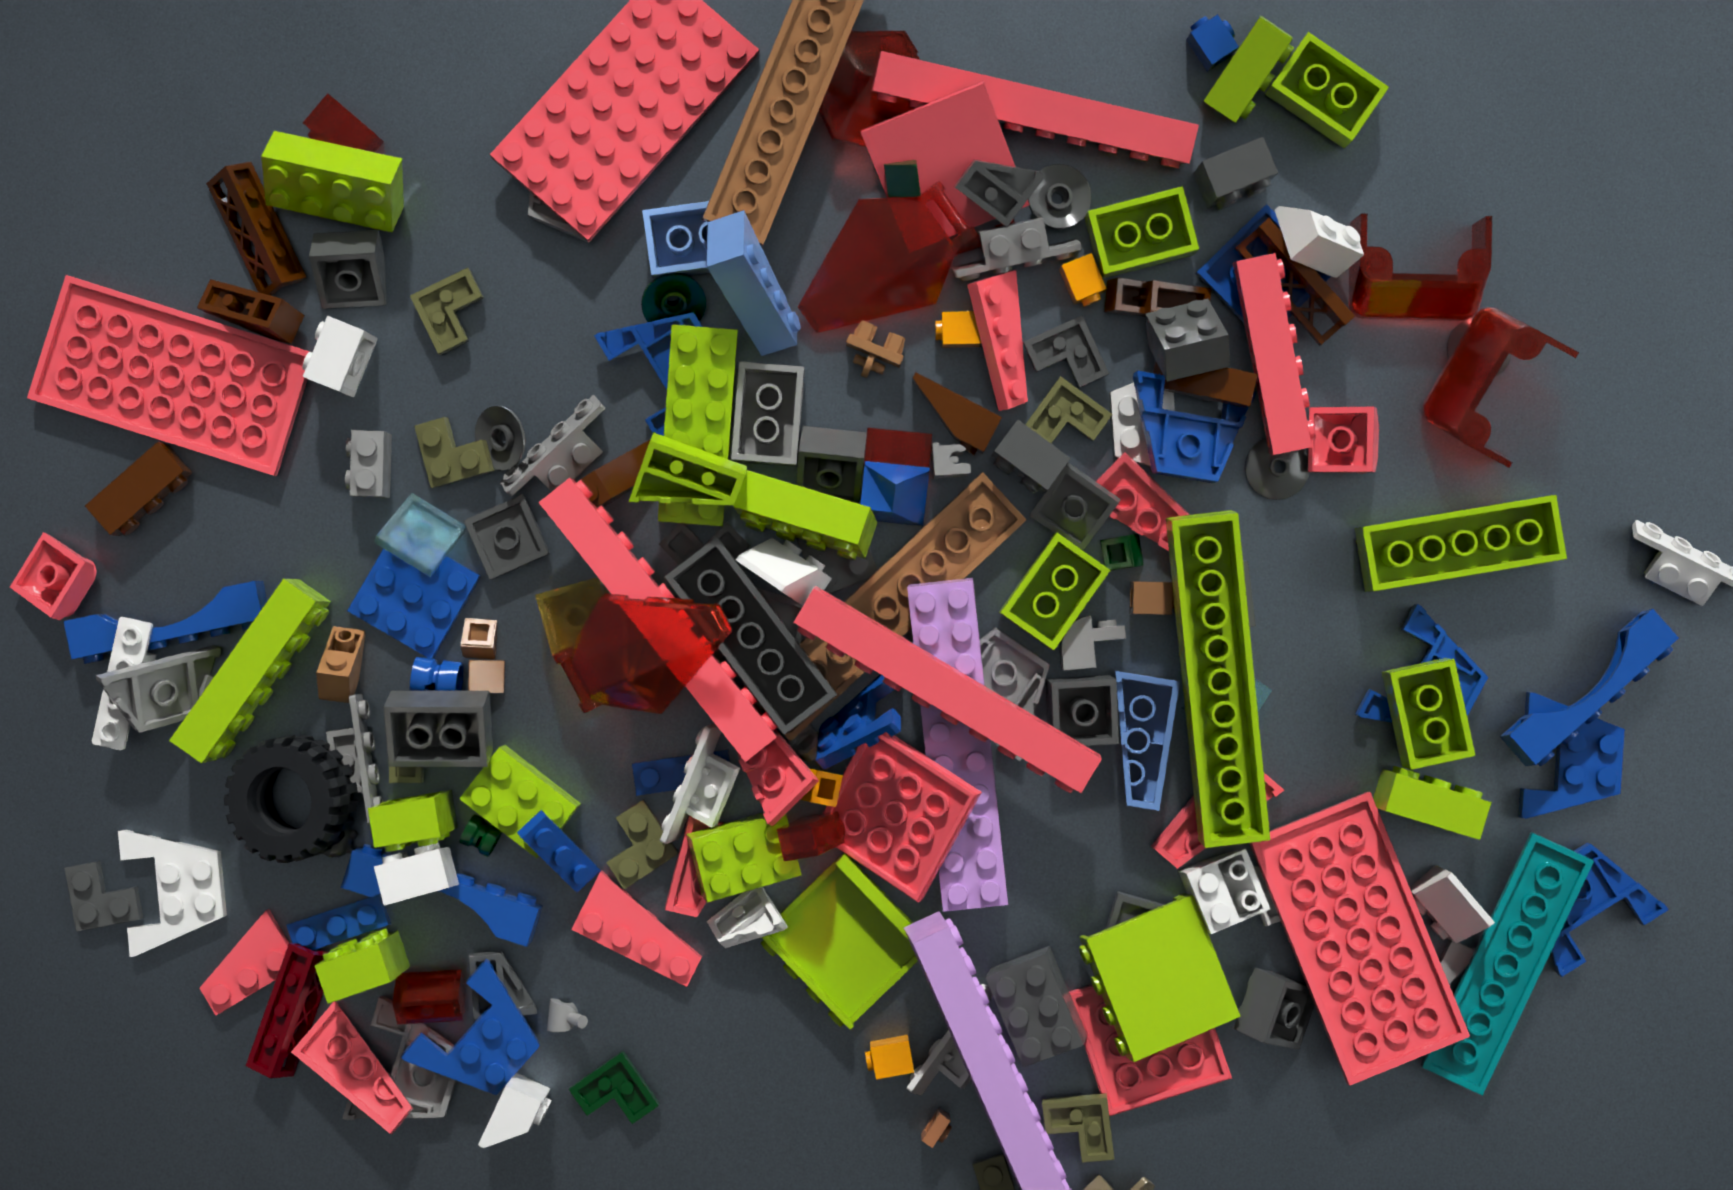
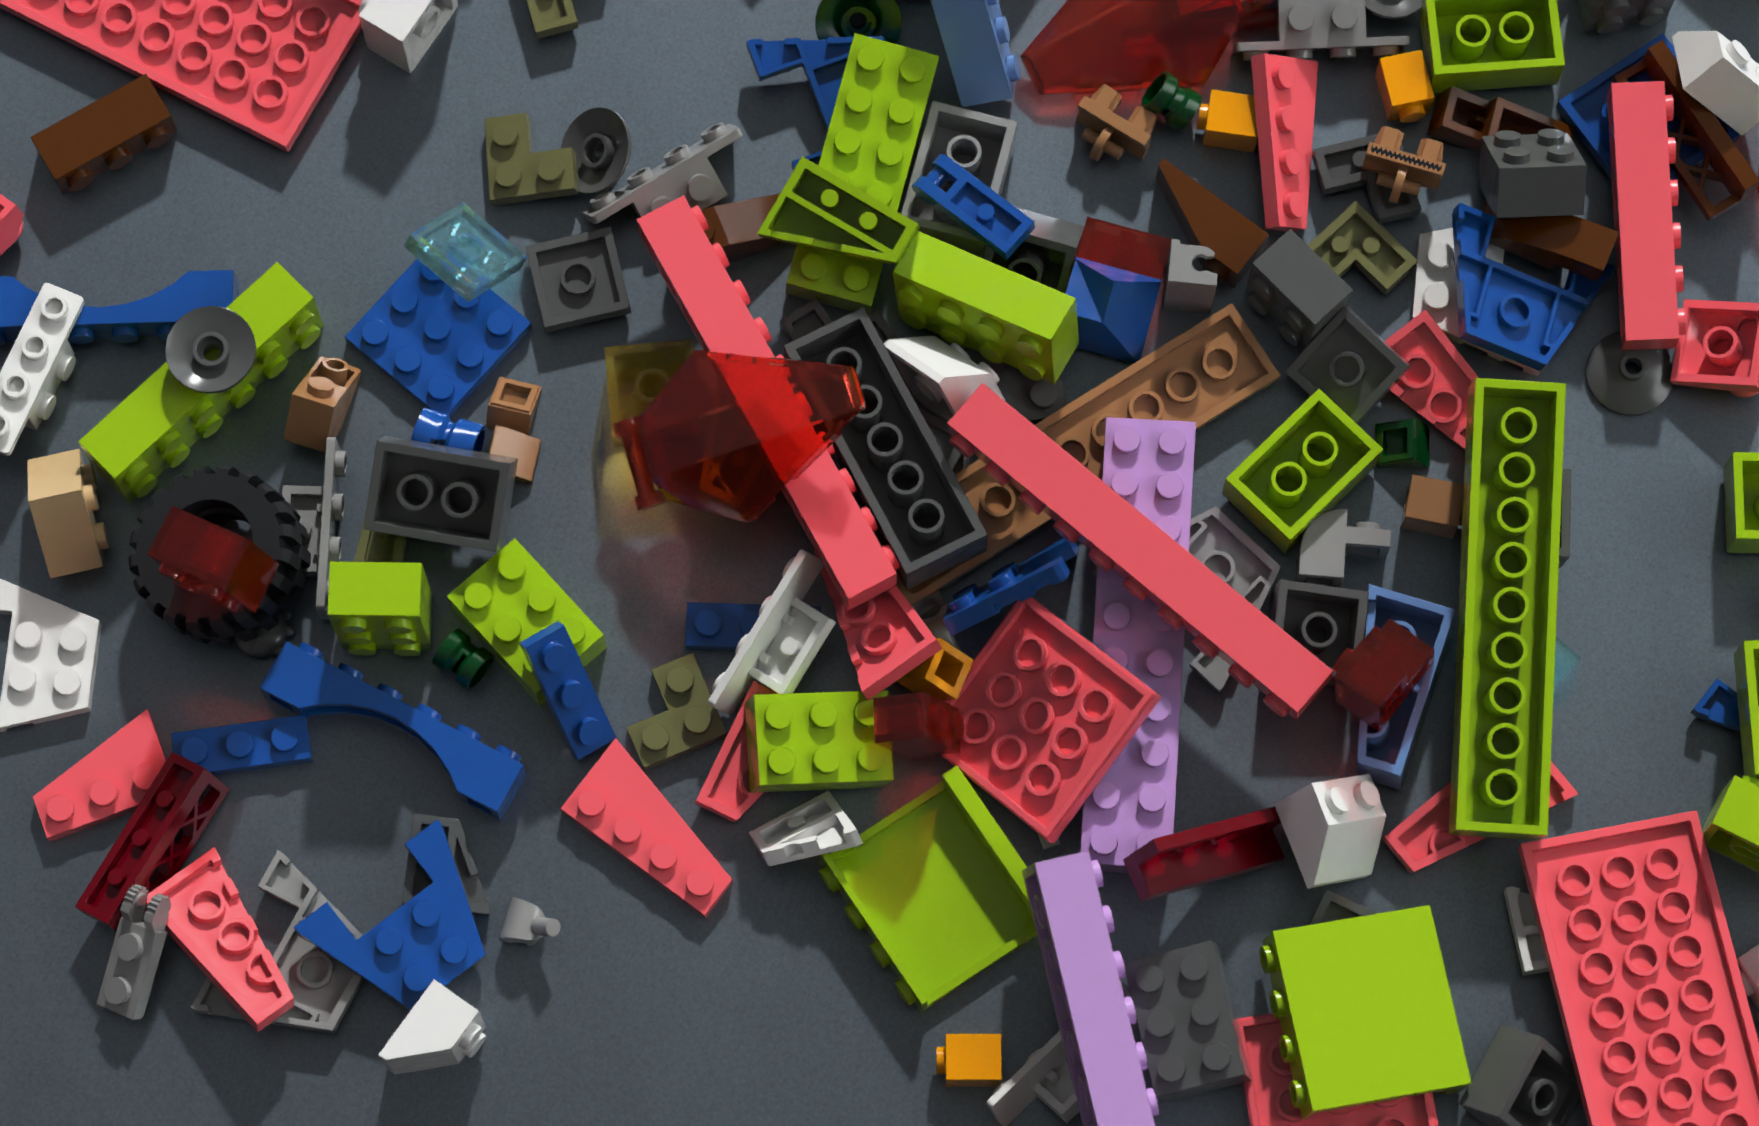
camera: 15 degrees right, 15 degrees down
(160, 689) = (73, 385): light grey wing -> none
(172, 784) = (62, 510): none -> tan brick
(232, 662) = (205, 330): none -> dark grey dish
(282, 824) = (212, 561): none -> clear red brick
(295, 1091) = (135, 953): none -> light grey hinge
(362, 965) = (269, 788): lime brick -> none
(369, 464) = (416, 154): light grey brick -> none
(416, 875) = (371, 674): white brick -> none
(429, 997) = (348, 859): clear red brick -> none
(619, 1081) = (580, 1025): dark green plate -> none
(784, 443) = (974, 206): none -> blue plate
(913, 323) = (1172, 101): none -> dark green wheel
(1031, 892) = (1205, 854): none -> dark red fence
(1106, 346) = (1401, 169): none -> medium nougat hips
(1116, 852) = (1334, 829): none -> white slope
(1136, 744) = (1381, 673): none -> clear red brick
(1225, 889) = (1476, 908): white slope -> none

